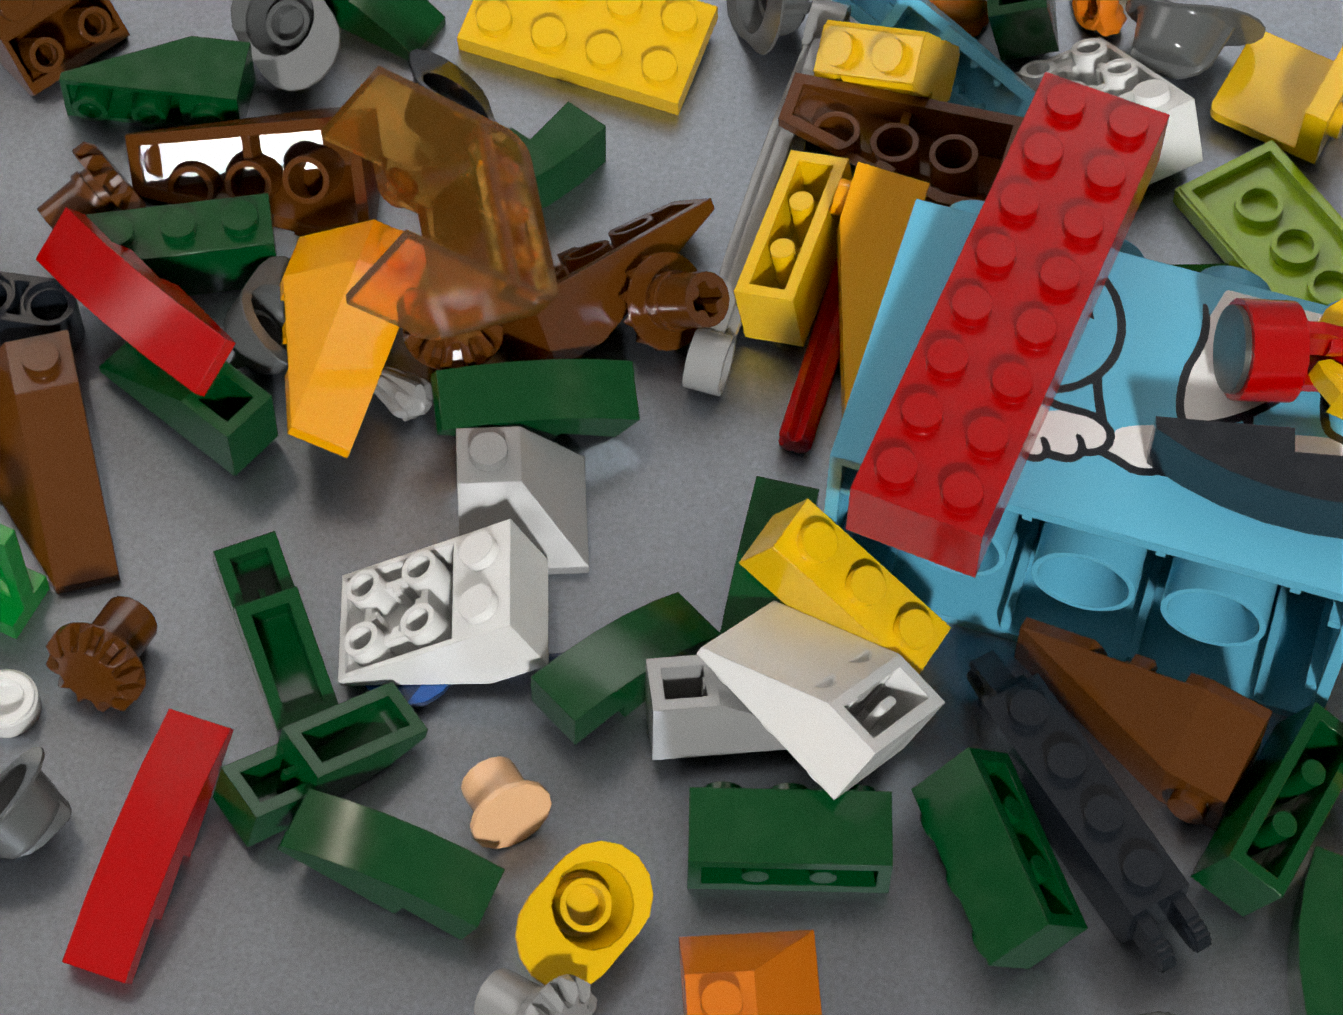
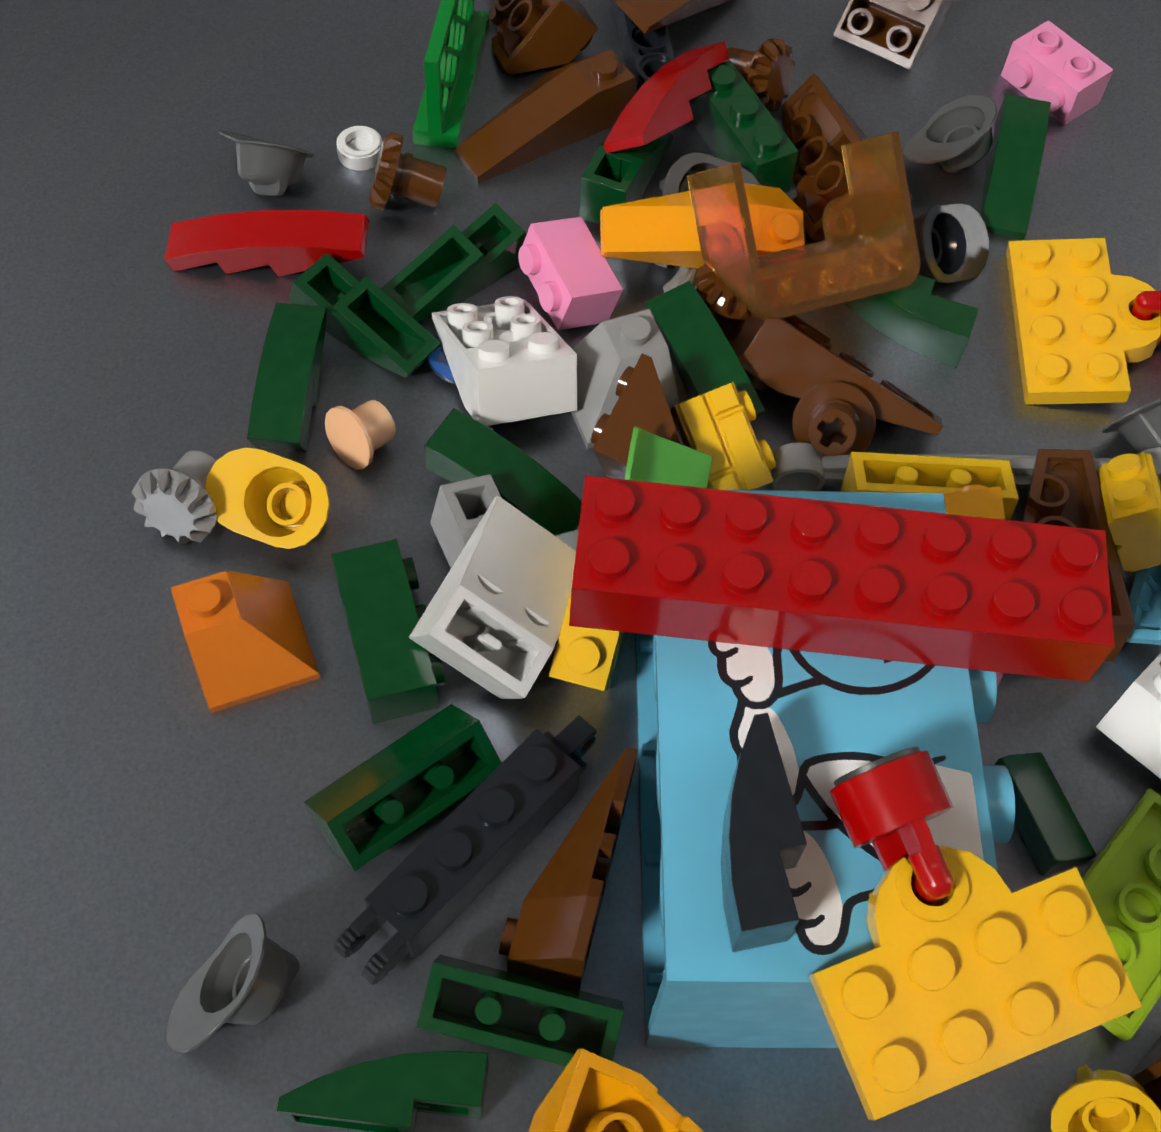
camera: 70 degrees right, 0 degrees up
(165, 84) = (872, 88): dark green slope -> none
(346, 505) = (569, 273): none -> bright pink brick
(634, 485) = (639, 405): none -> reddish brown slope
(668, 417) = (722, 428): none -> yellow brick
(724, 473) = (665, 461): none -> bright green piece

